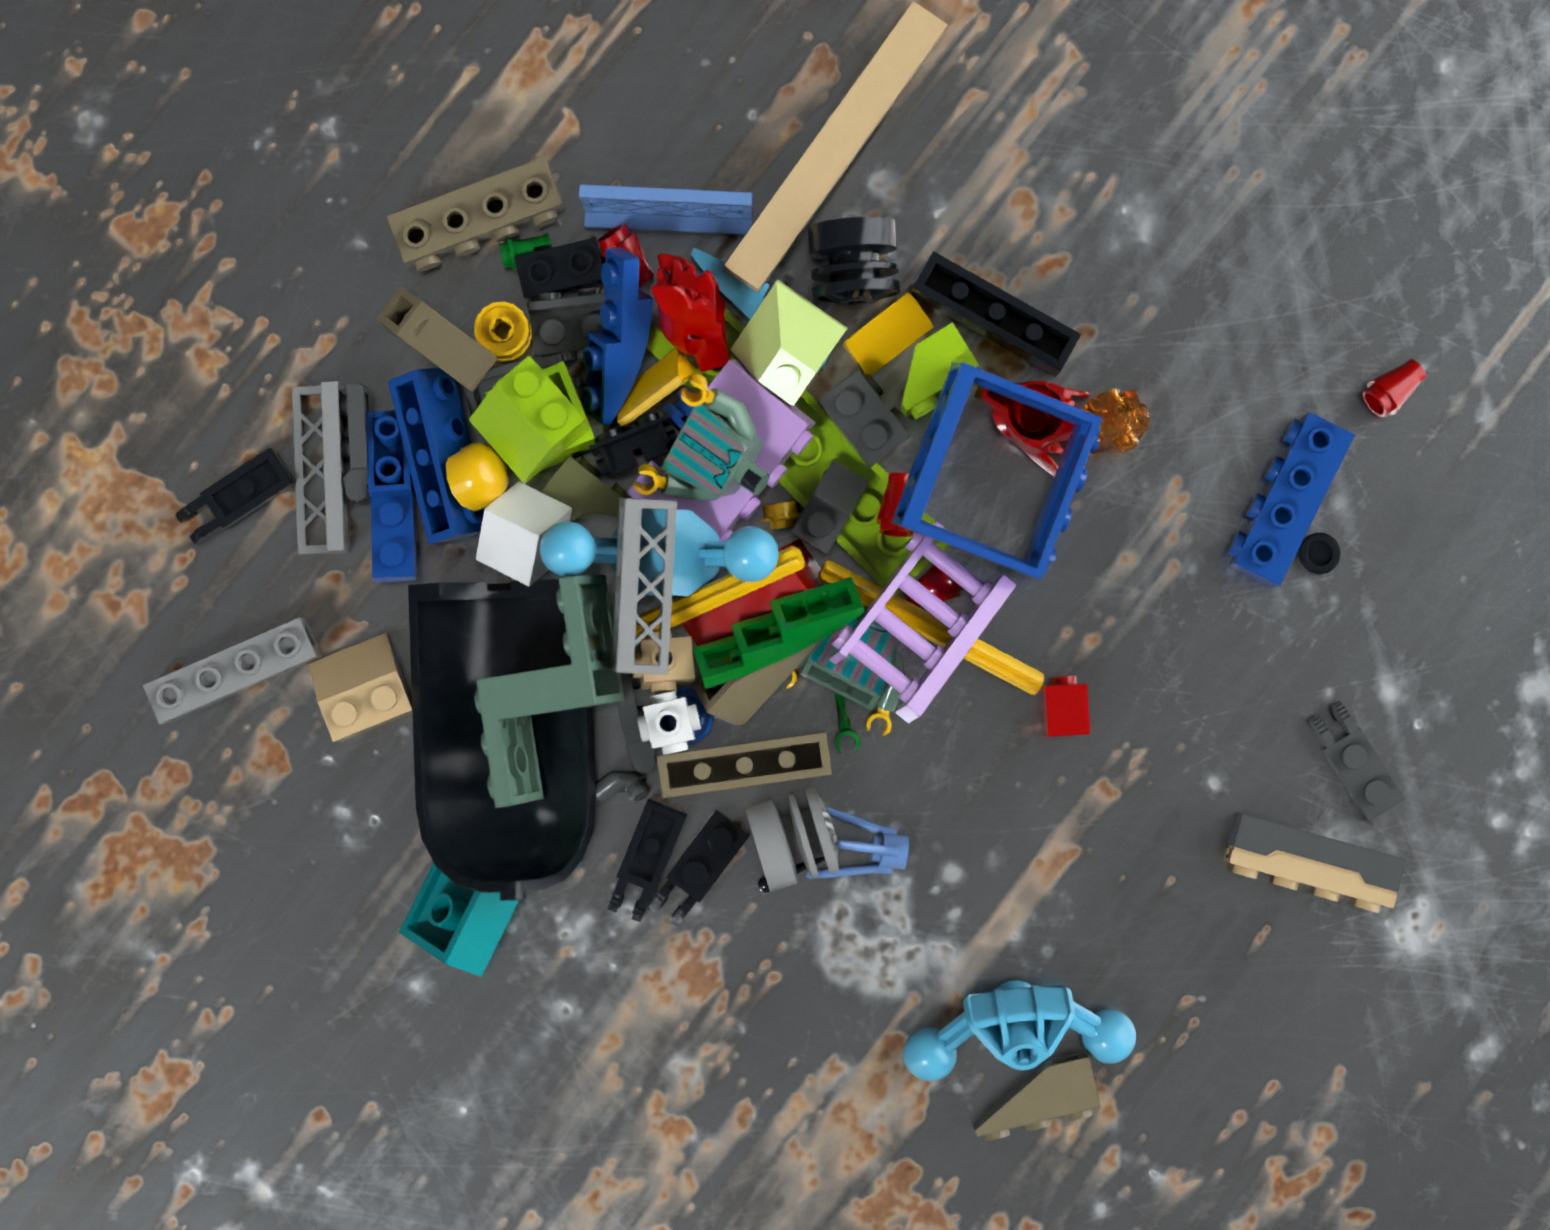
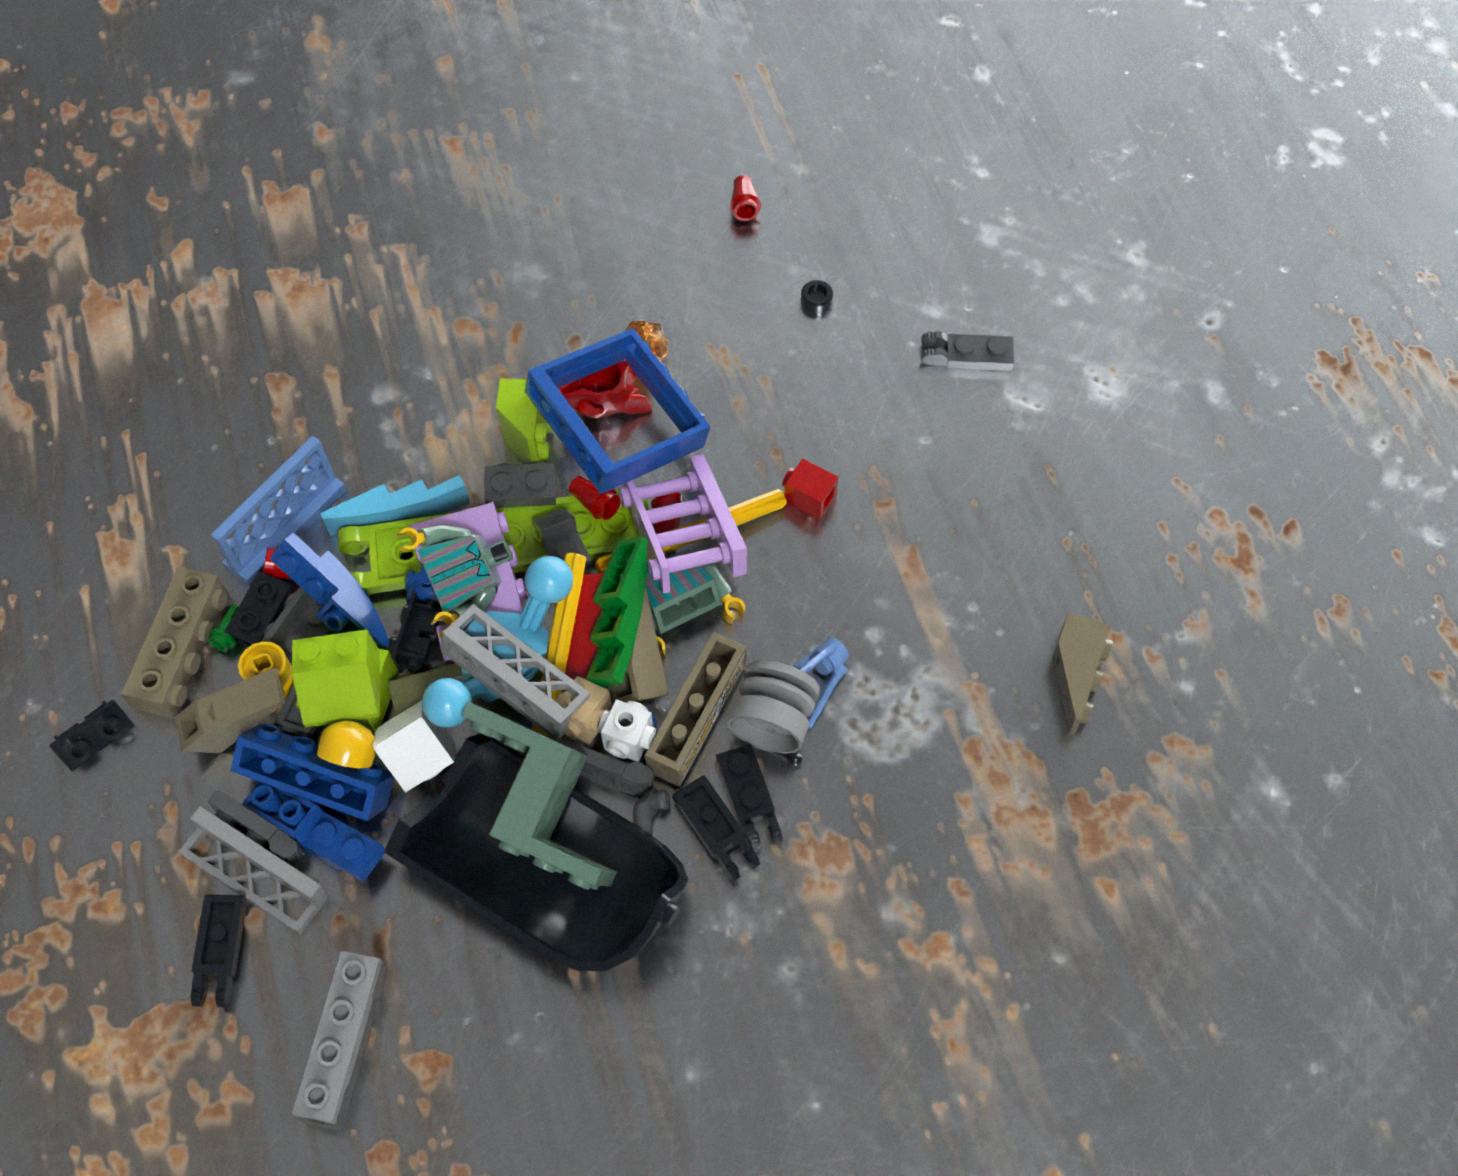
camera: 55 degrees left, 25 degrees down
(320, 206) = (91, 735): none -> black hinge
(360, 688) = (435, 950): tan slope -> none
(457, 922) = (659, 995): teal slope -> none
(655, 385) = (389, 596): yellow slope -> none
(691, 311) = (350, 530): red piece -> none
(787, 342) = (428, 487): yellowish green slope -> none
(835, 147) = (335, 400): tan tile -> none
(844, 723) = (732, 631): green hand -> none
(854, 262) = (412, 424): black wheel -> none
(888, 334) = (477, 444): yellow slope -> none
(995, 314) = (477, 382): black brick -> none
(1021, 1029) = (1018, 632): medium azure piece -> none
(1290, 500) = (771, 287): blue brick -> none
(1314, 860) = (1018, 407): piece -> none

